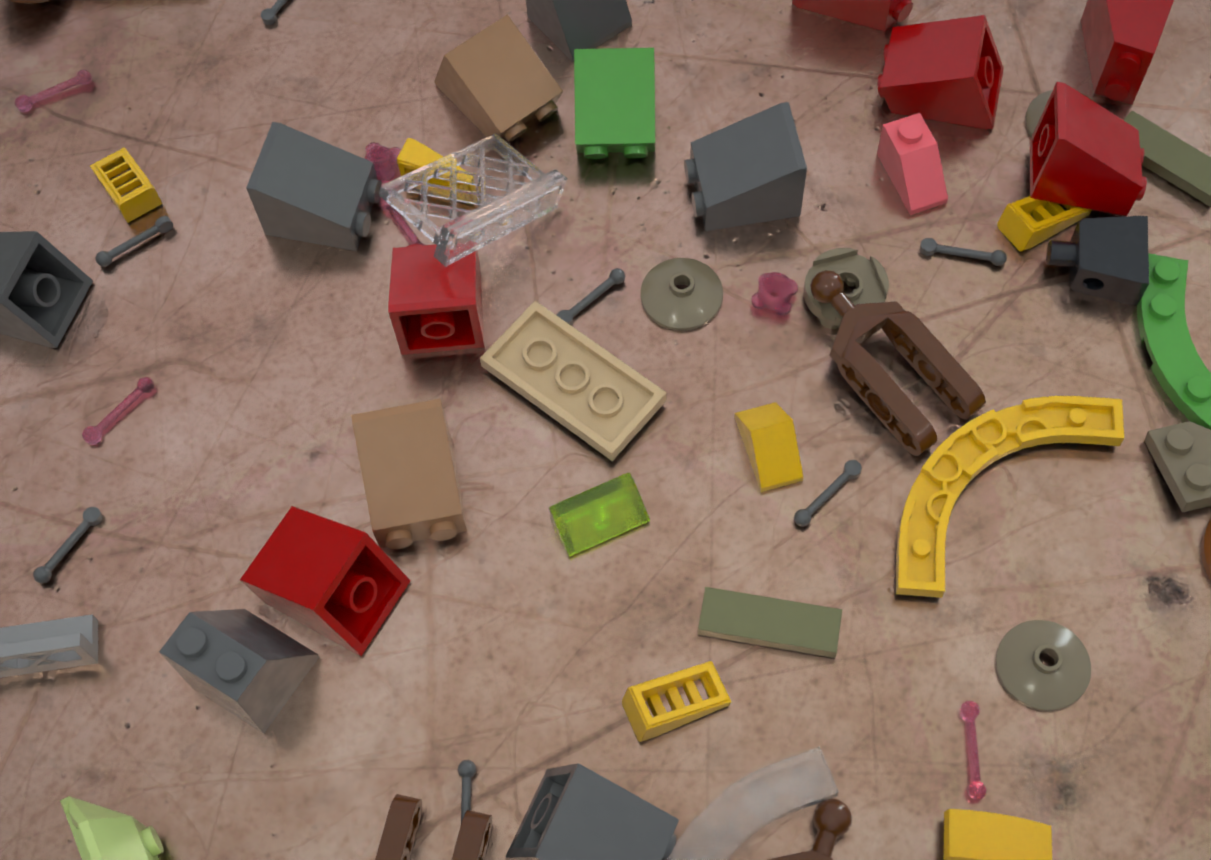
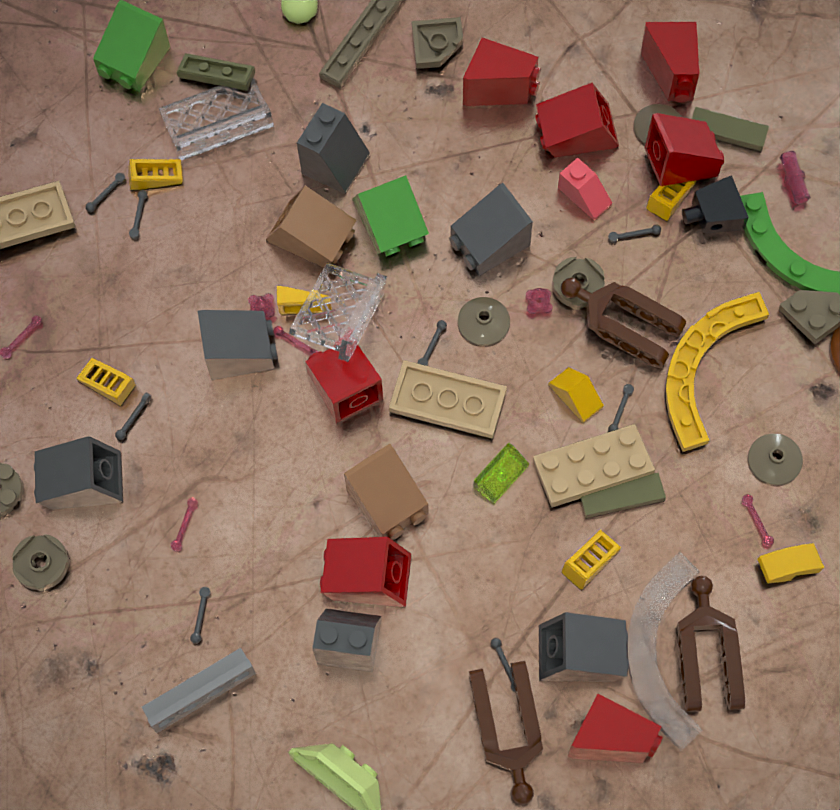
camera: 25 degrees left, 5 degrees up
(745, 558) = (593, 465): none -> tan plate

